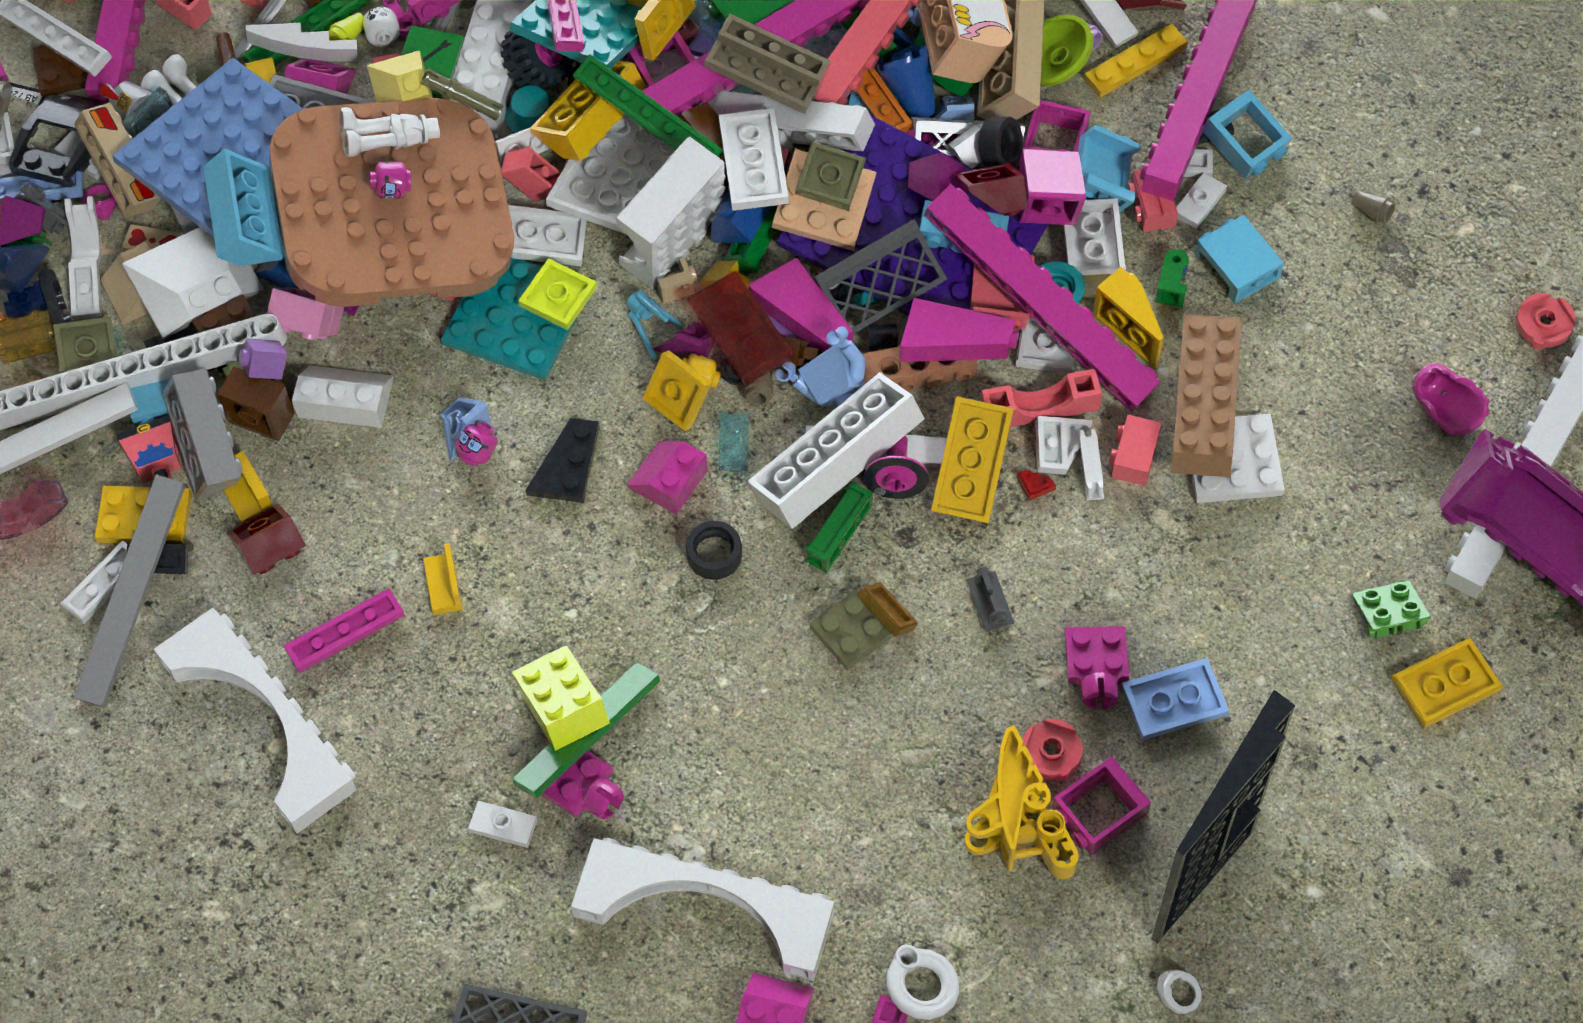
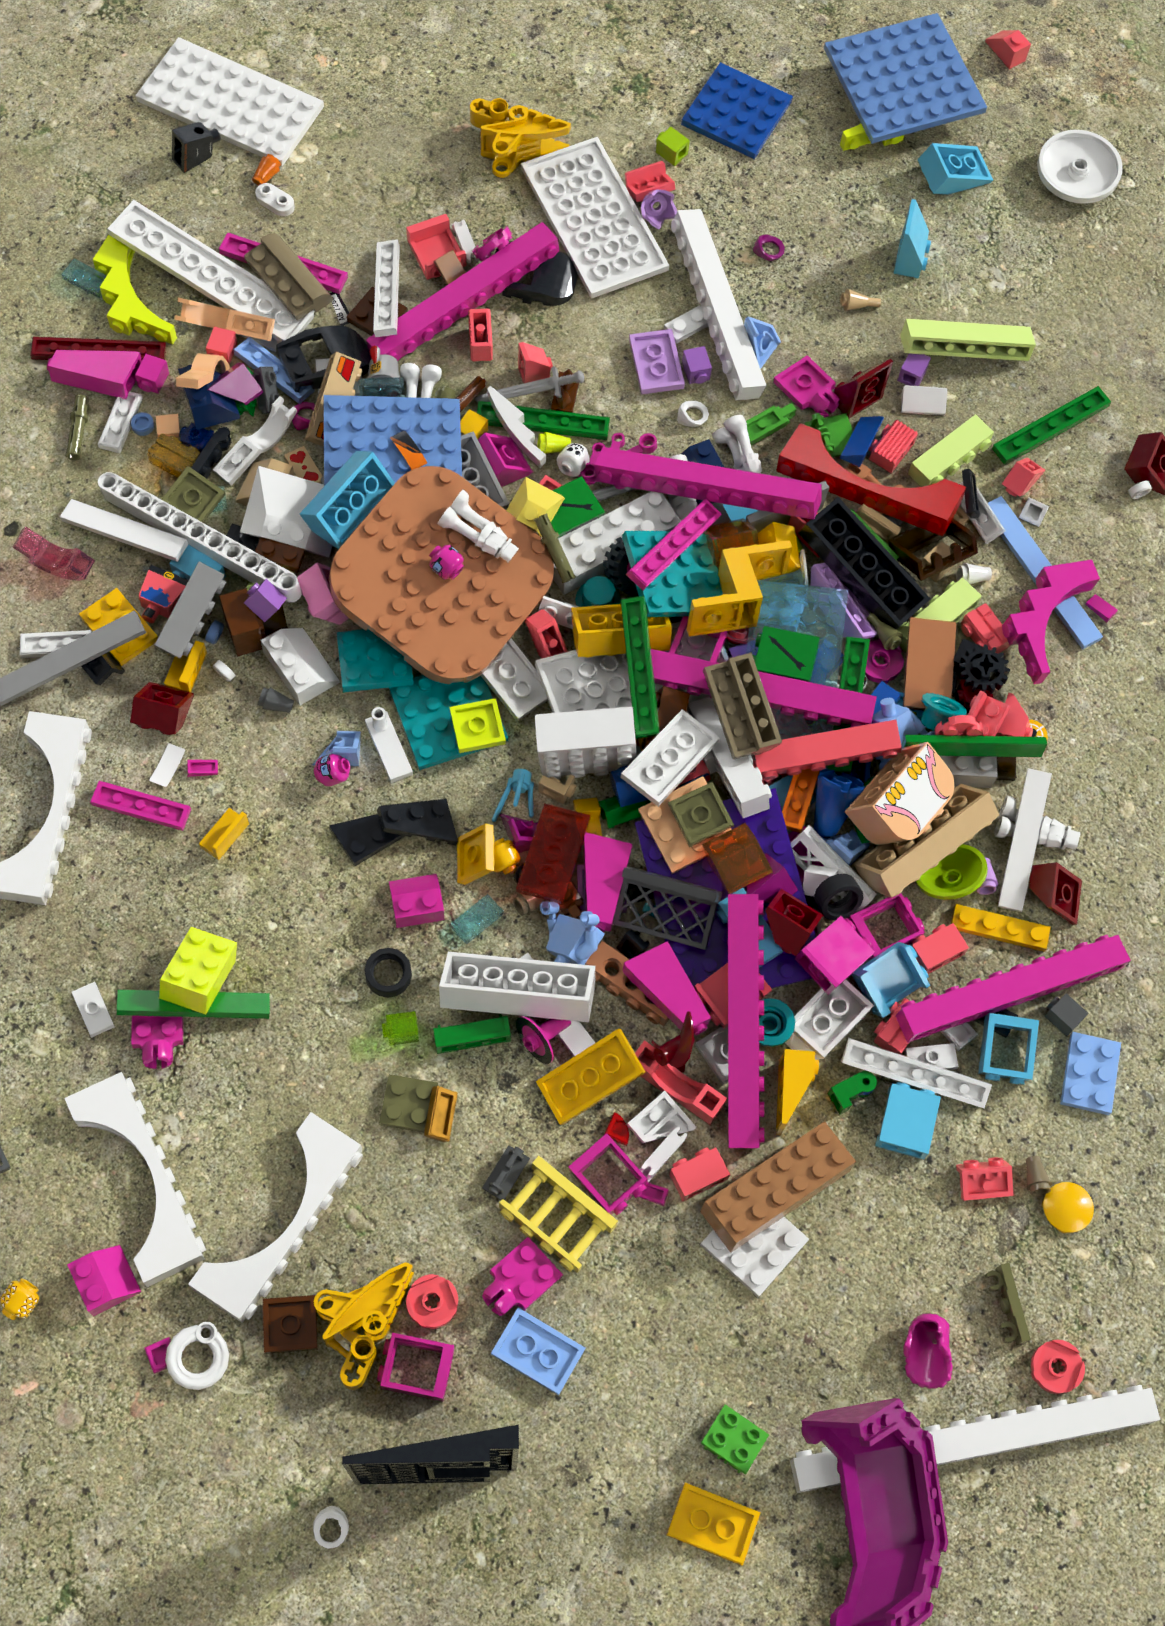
camera: 40 degrees right, 5 degrees up
(239, 438) = (214, 632): none -> medium blue tile
(242, 130) = (409, 450): none -> sticker
(284, 459) = (224, 671): none -> white tile
(325, 580) = (167, 765): none -> white sticker
(357, 441) = (273, 700): none -> dark grey cone
(358, 553) = (202, 767): none -> dark pink piece
(404, 331) = (370, 662): none -> teal plate
(497, 384) = (388, 745): none -> white piece
(596, 410) = (422, 819): none -> black wing
(778, 578) = (401, 1028): none -> clear neon green brick
(889, 894) = (241, 1283): none -> white arch
(895, 182) = (737, 858): none -> clear orange slope
(964, 882) = (290, 1324): none -> reddish brown plate
(1019, 365) = (677, 1050): none -> dark red piece
(1071, 495) = (594, 1153): none -> dark pink window
(1071, 559) = (562, 1188): none -> light yellow fence
(1112, 109) = (940, 947): none -> coral brick
(1115, 502) = (655, 1194): none -> dark pink piece
(1203, 218) = (916, 1073): none -> white plate
(1257, 72) = (1065, 1014): none -> dark grey brick
(1322, 98) = (1090, 1073): none -> light blue plate
(1341, 243) = (985, 1179): none -> coral bracket
(1420, 206) = (1068, 1207): none -> yellow dish
(1464, 310) = (1010, 1304): none -> olive plate

